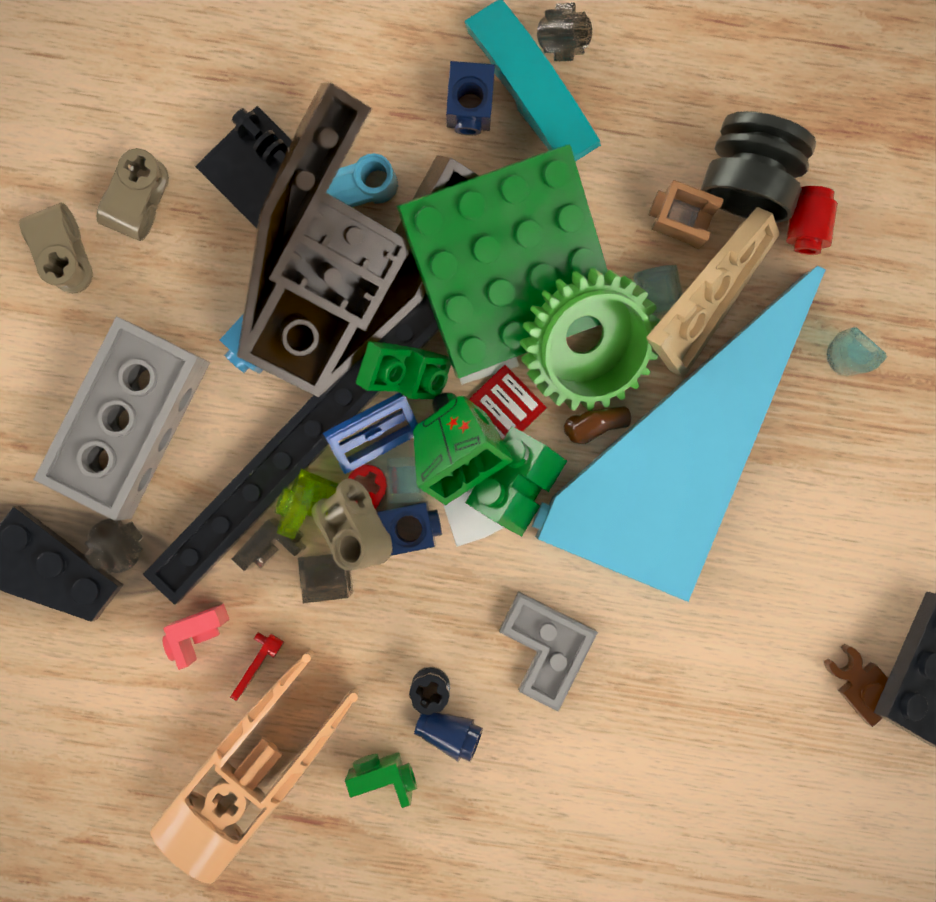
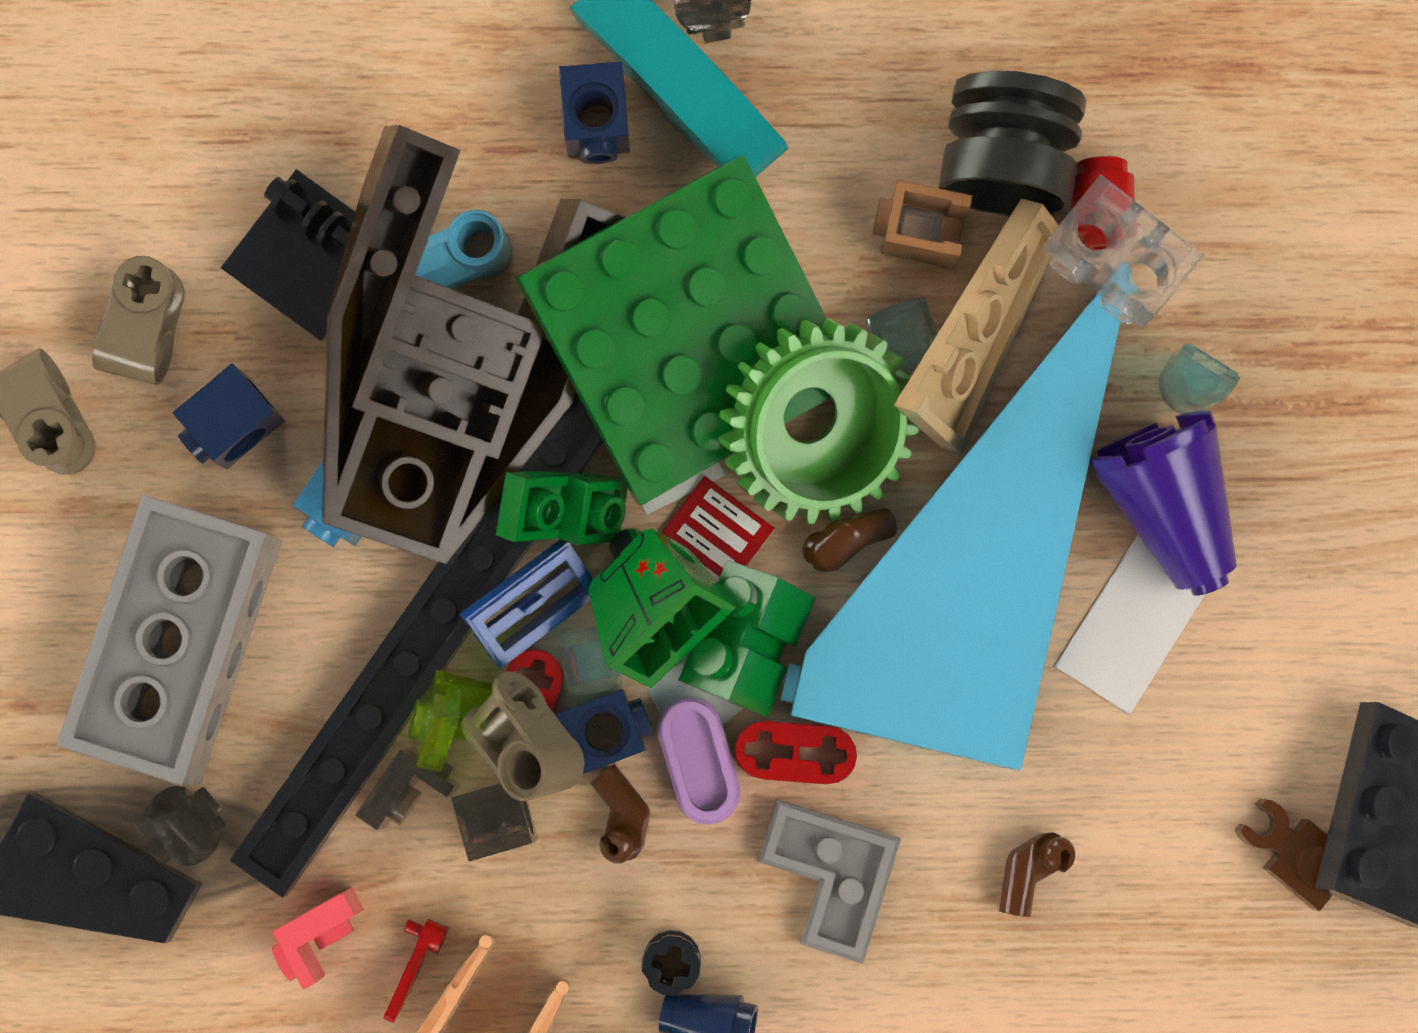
camera: 10 degrees left, 5 degrees down
(183, 272) = (226, 418): none -> dark blue brick
(415, 587) = (627, 816): none -> reddish brown arm
(470, 557) = (699, 760): none -> lavender tile
(533, 573) = (796, 736): none -> red beam
(683, 663) = (1030, 864): none -> reddish brown arm
(784, 507) = (1128, 630): none -> white sticker
(826, 431) = (1174, 498): none -> dark purple cone
(831, 246) = (1131, 238): none -> clear brick

